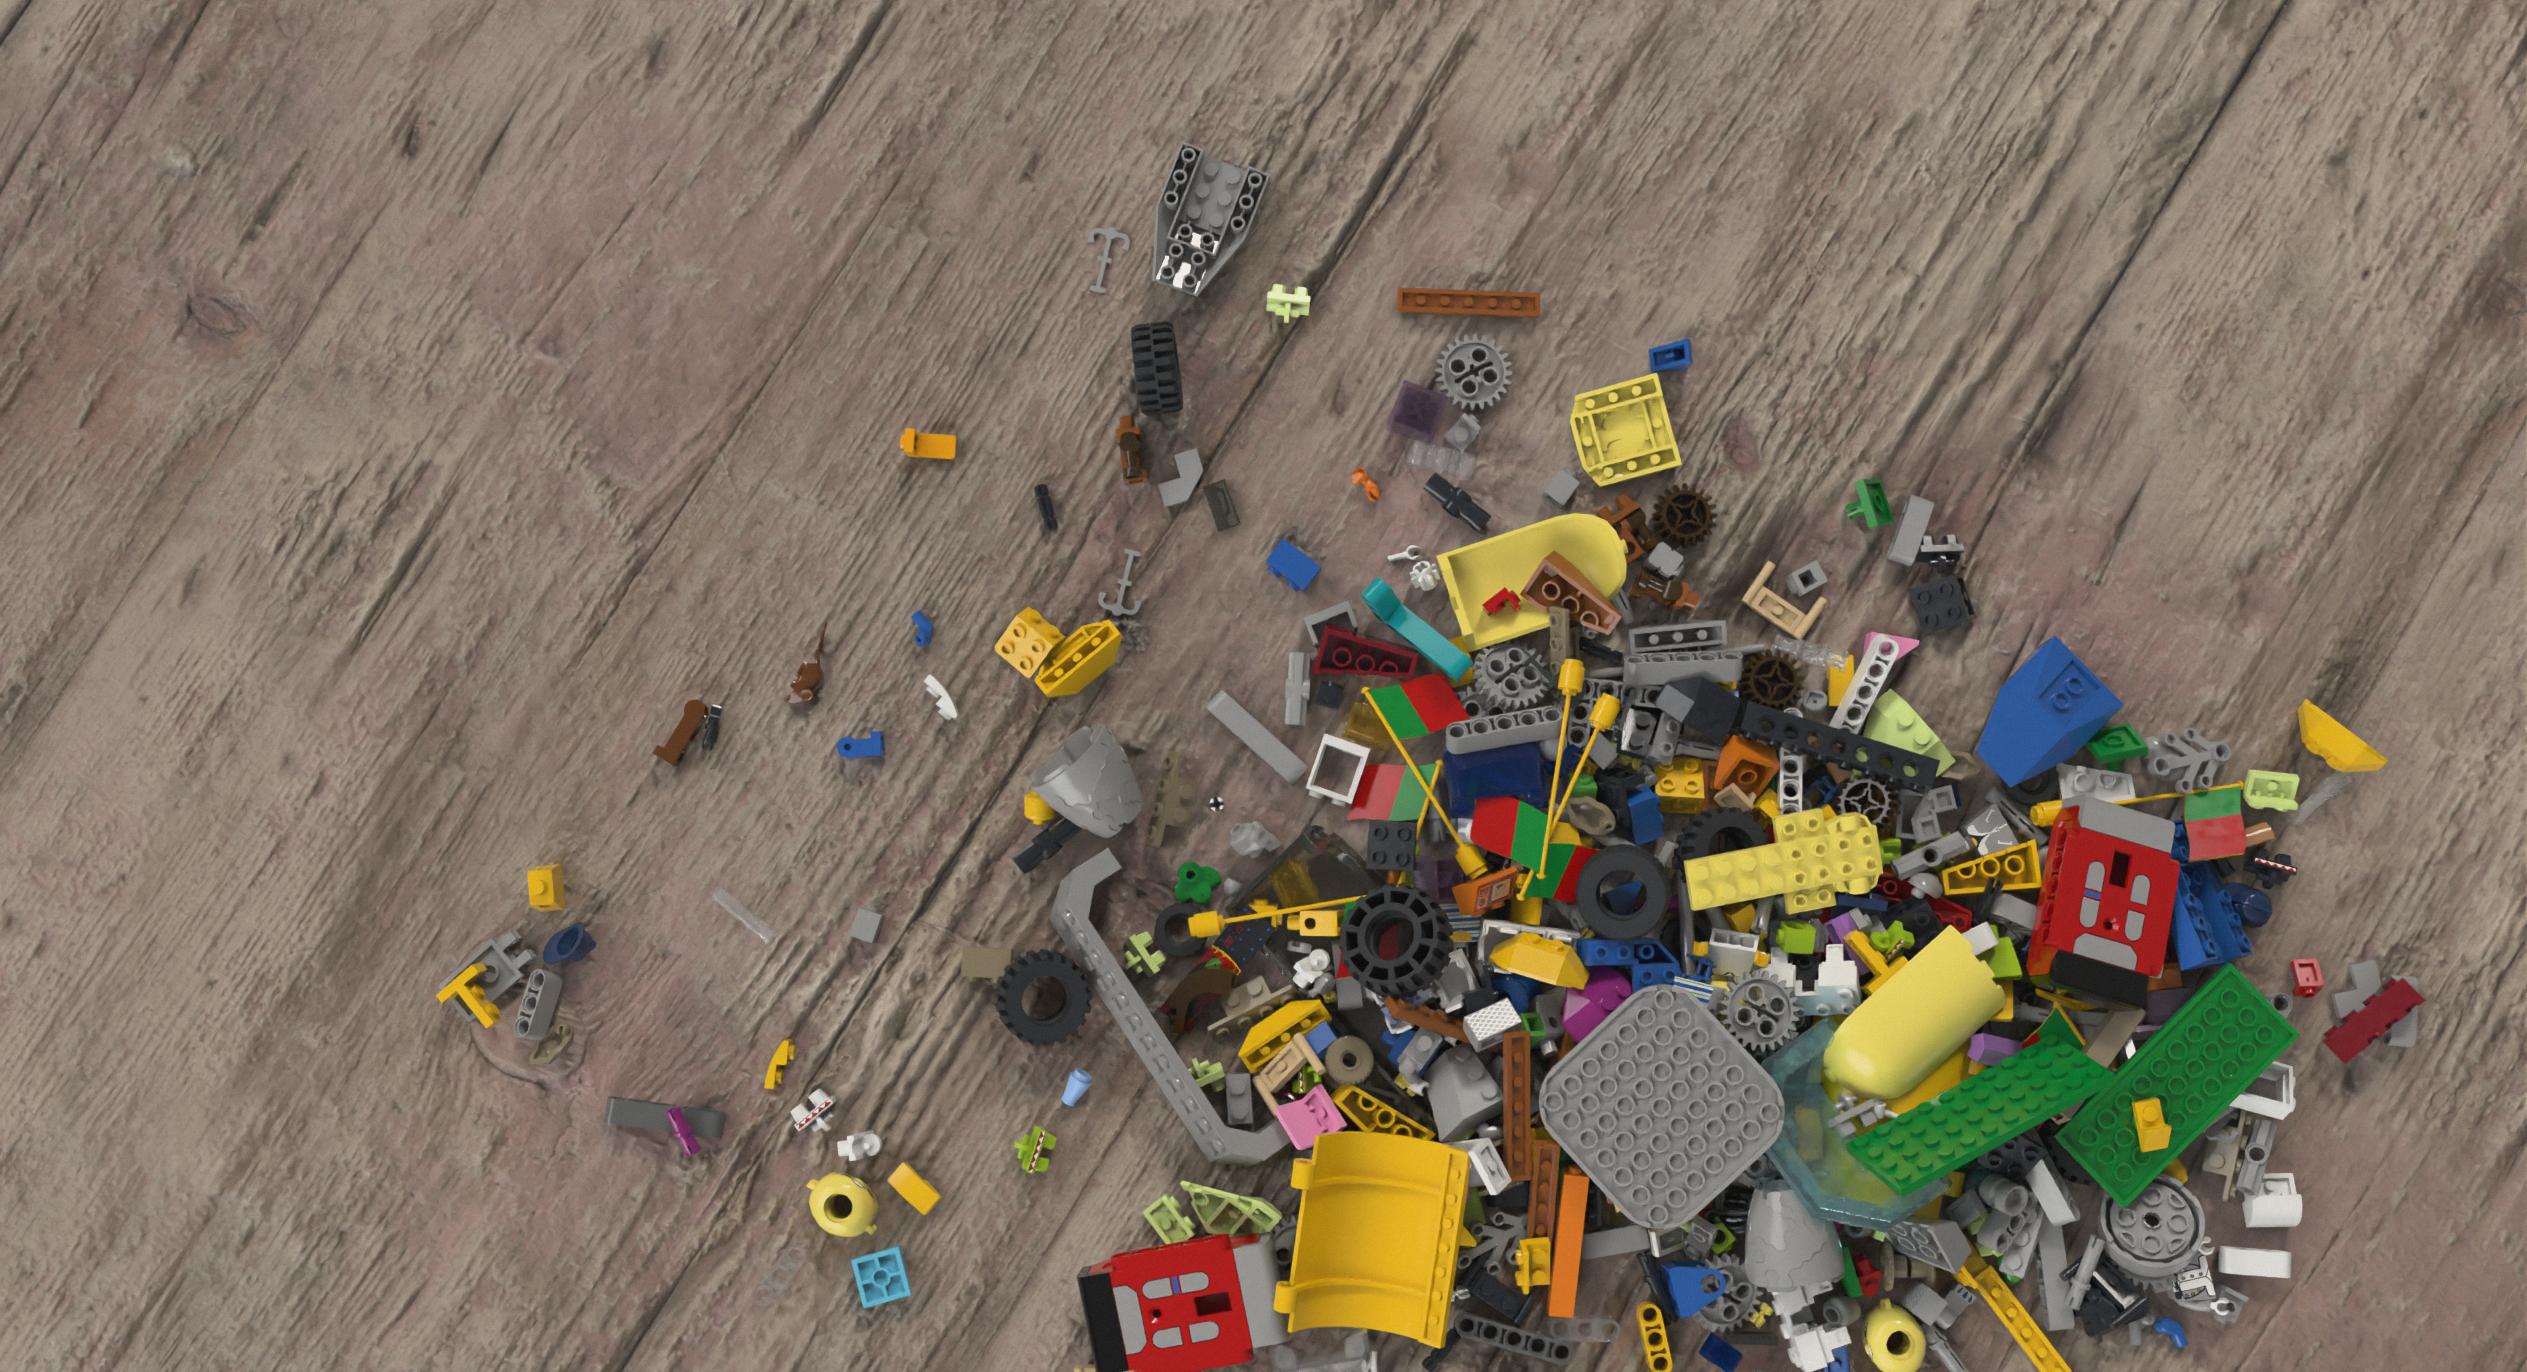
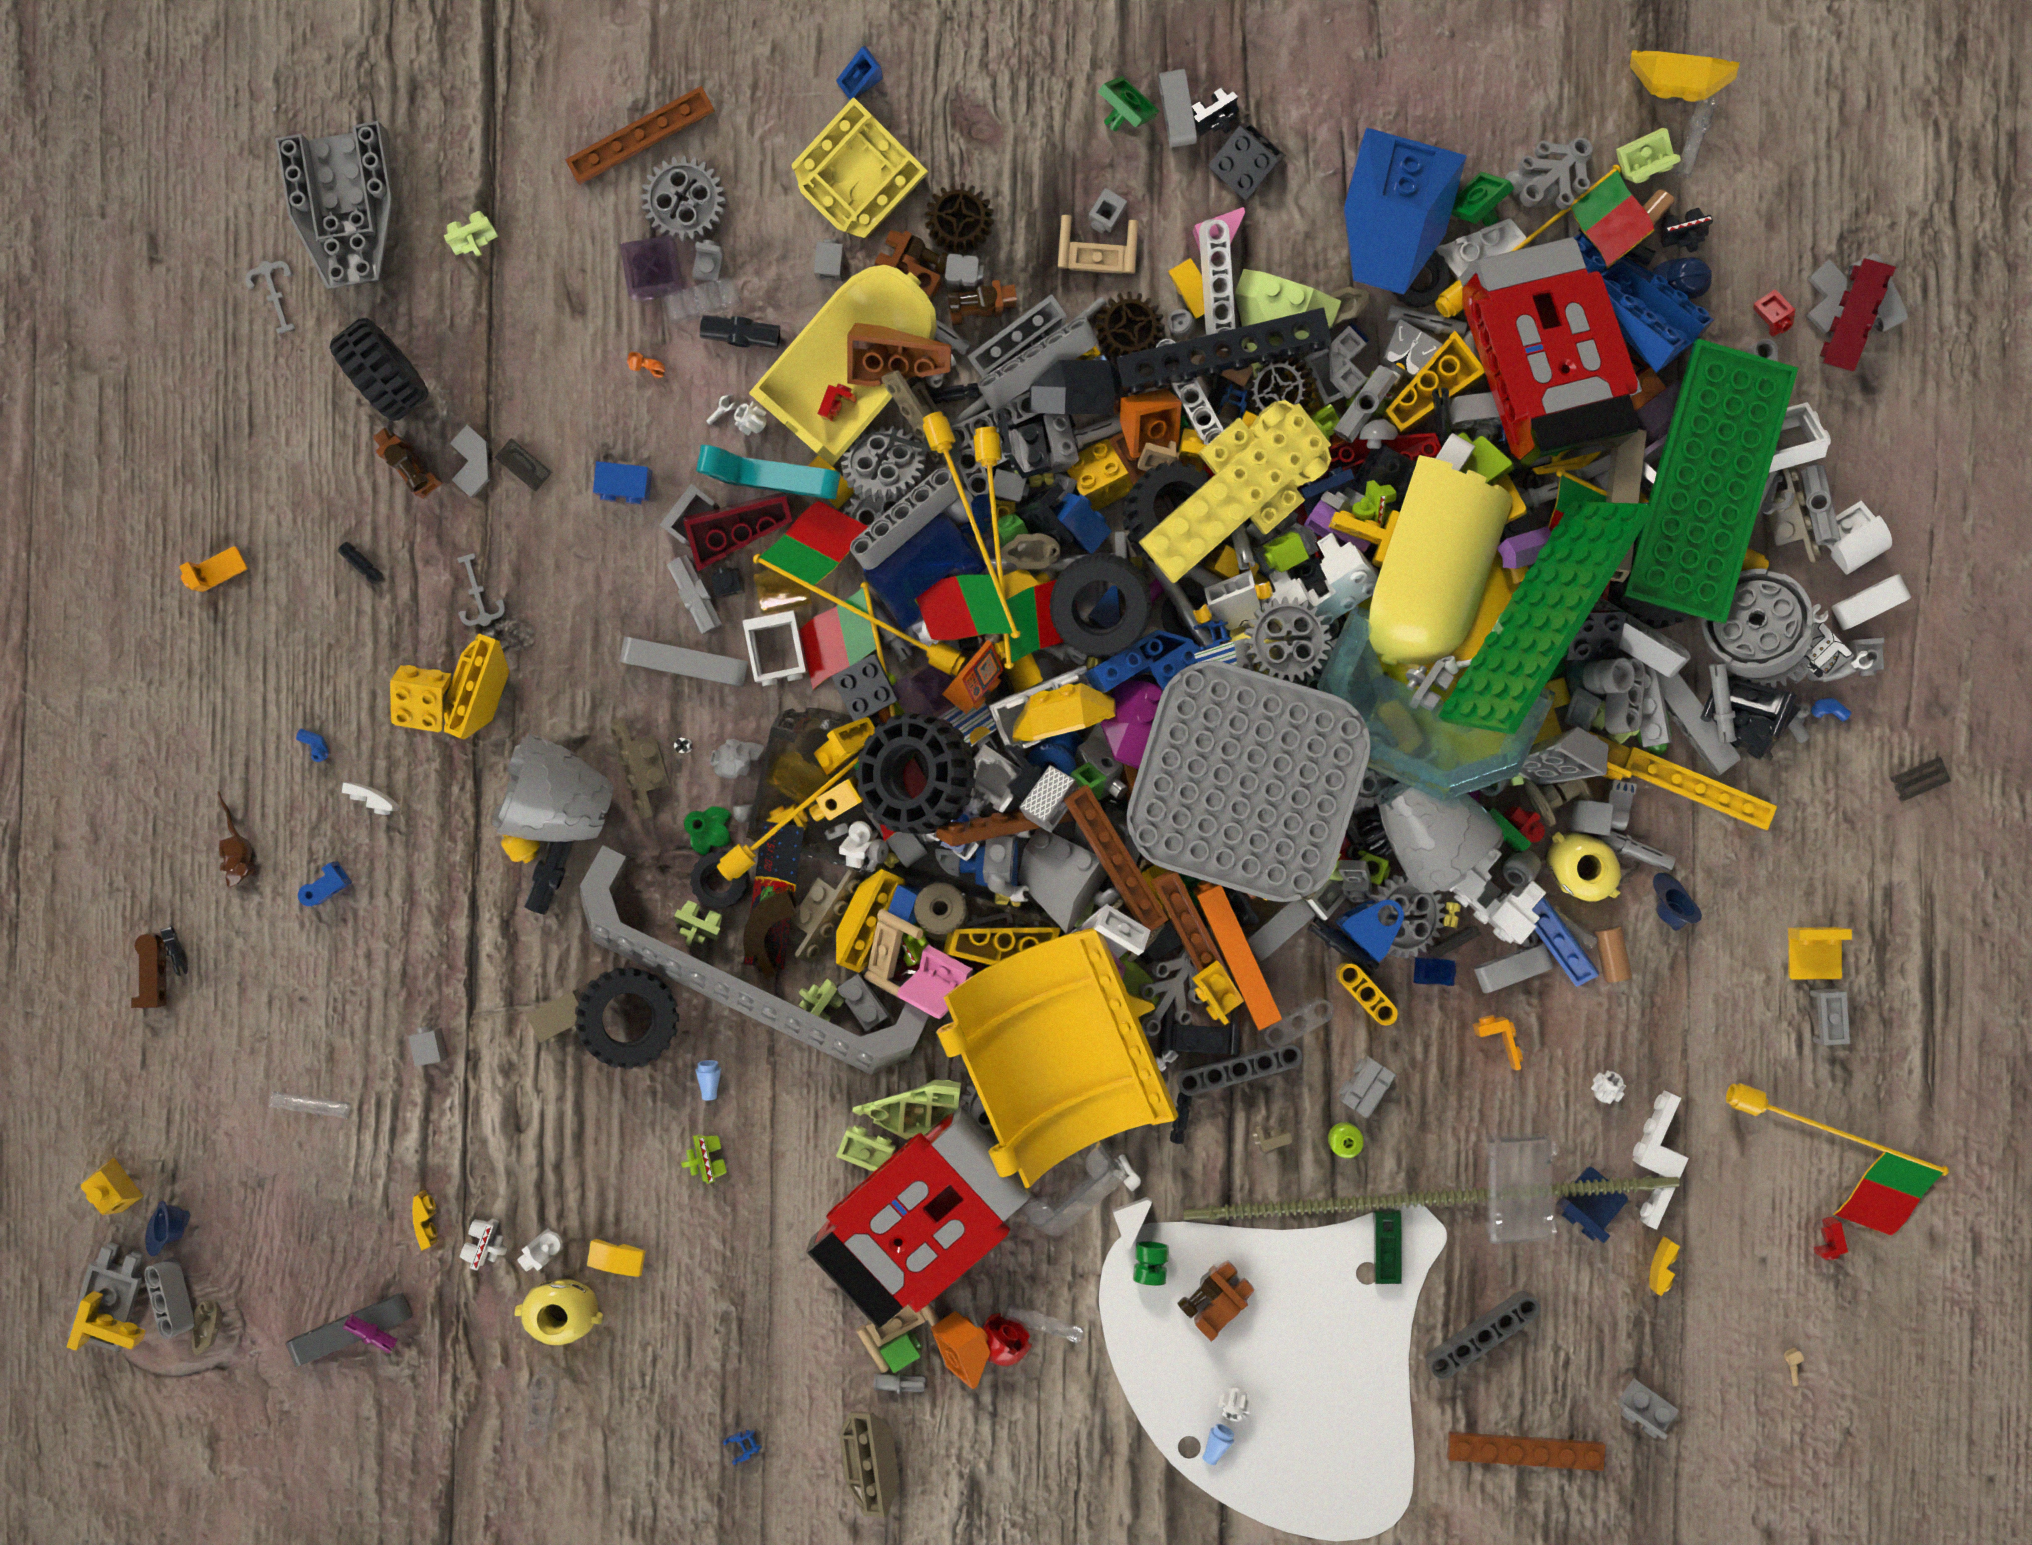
camera: 30 degrees left, 5 degrees up
(881, 1276) = (633, 1354): medium azure piece -> none
(1348, 881) = (843, 744): none -> yellow bracket
(1375, 1024) = (948, 861): none -> light grey tile
(1814, 654) = (1153, 277): clear piece -> none
(2150, 1125) = (1704, 529): yellow slope -> none

